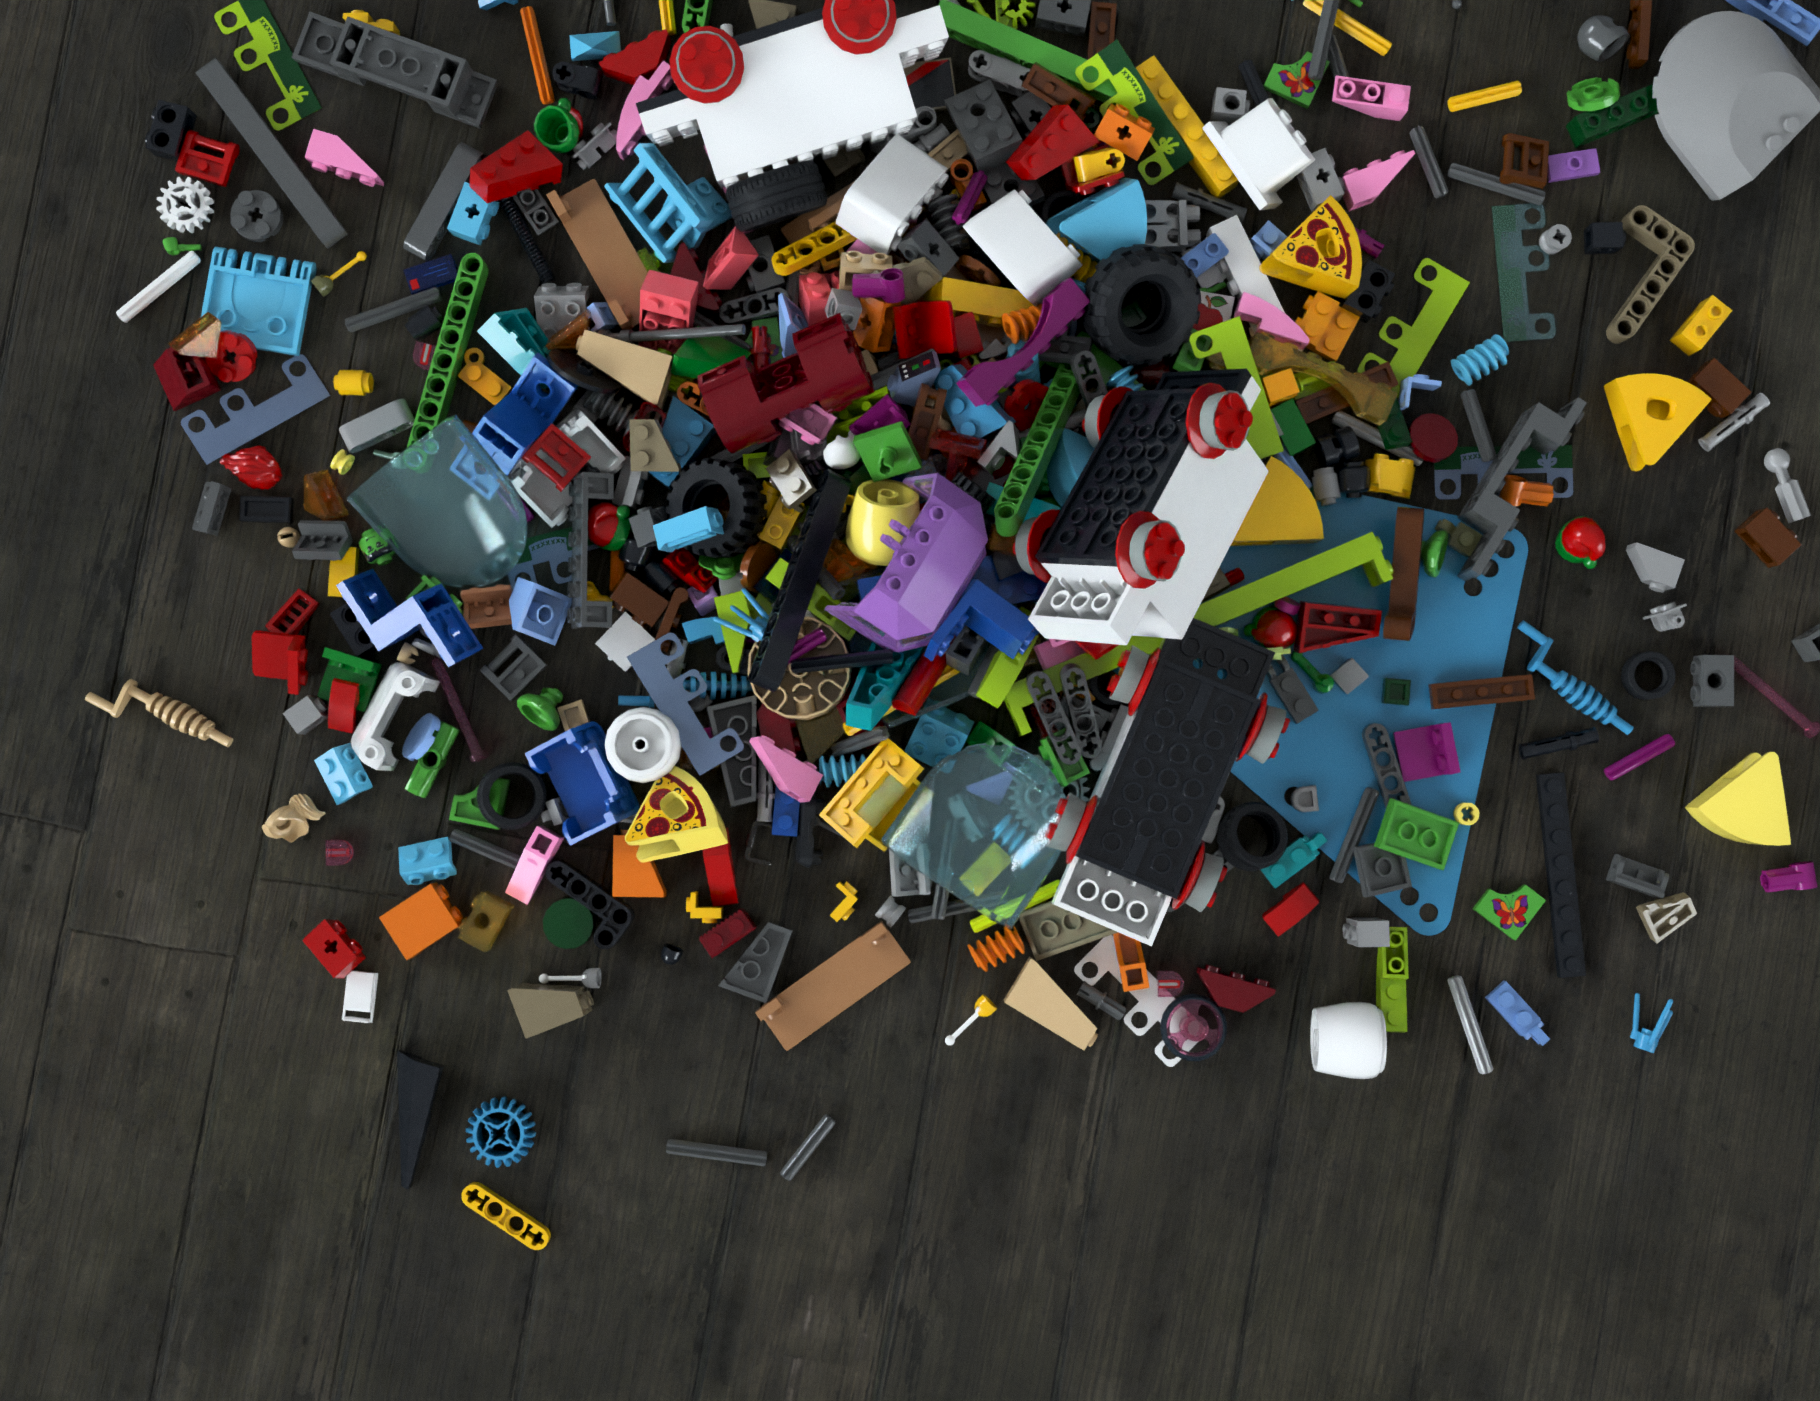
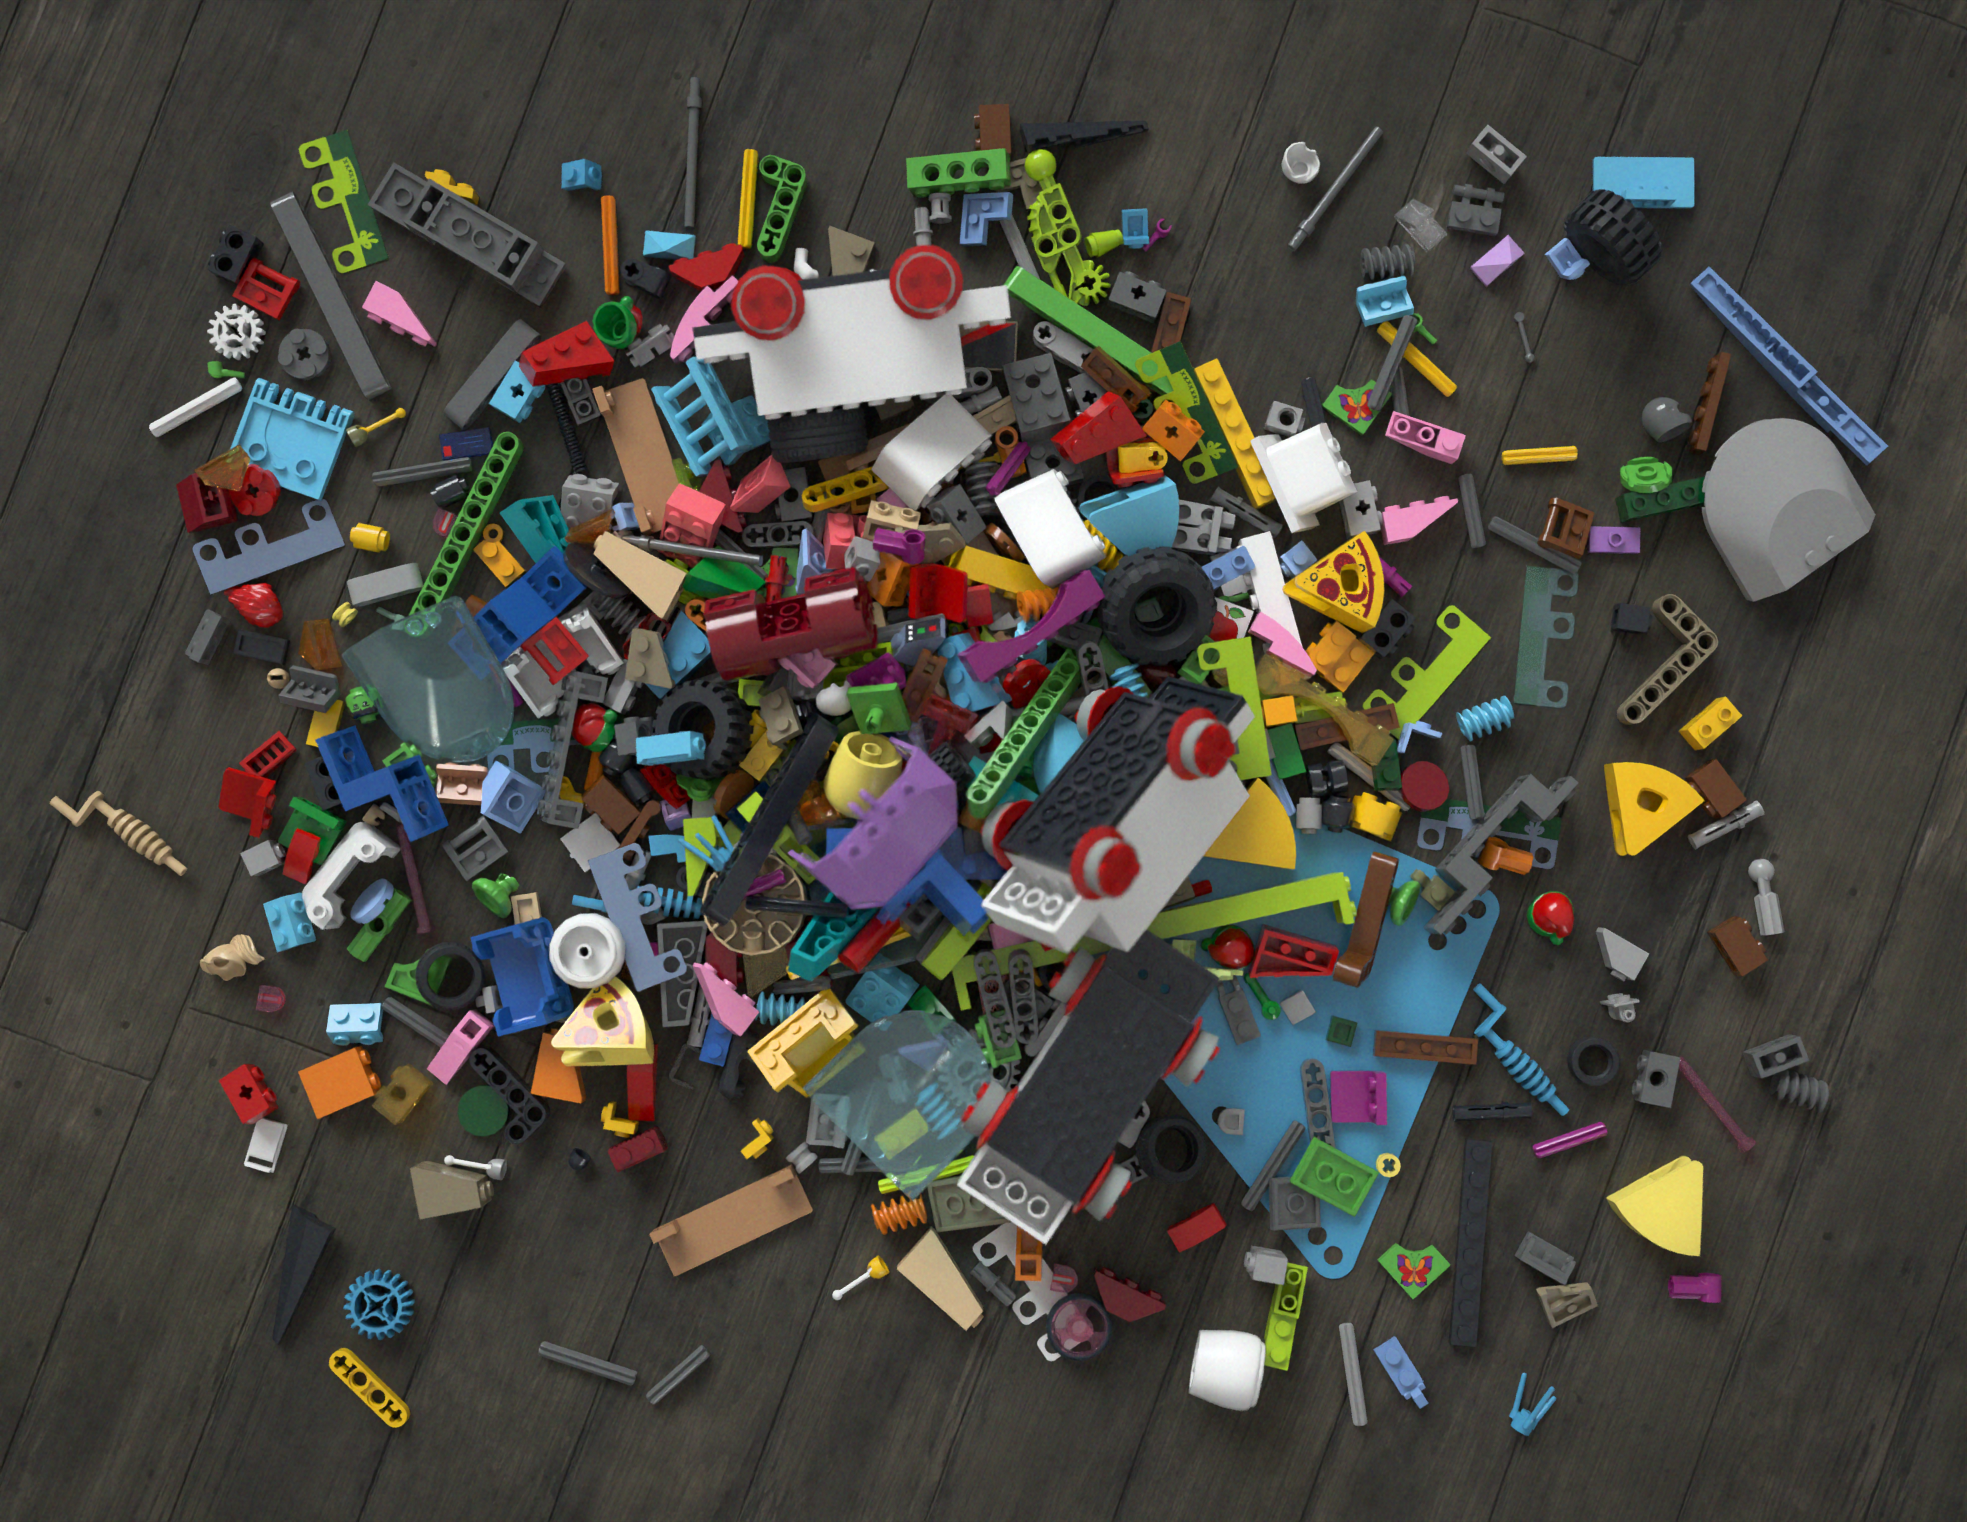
camera: 10 degrees right, 0 degrees up
(759, 964) = (663, 1186): dark grey wing -> none
(1287, 605) = (1249, 928): dark pink tile -> none
(1295, 857) = (1210, 1177): teal hinge -> none
(1553, 245) = (1576, 612): light grey wheel -> none

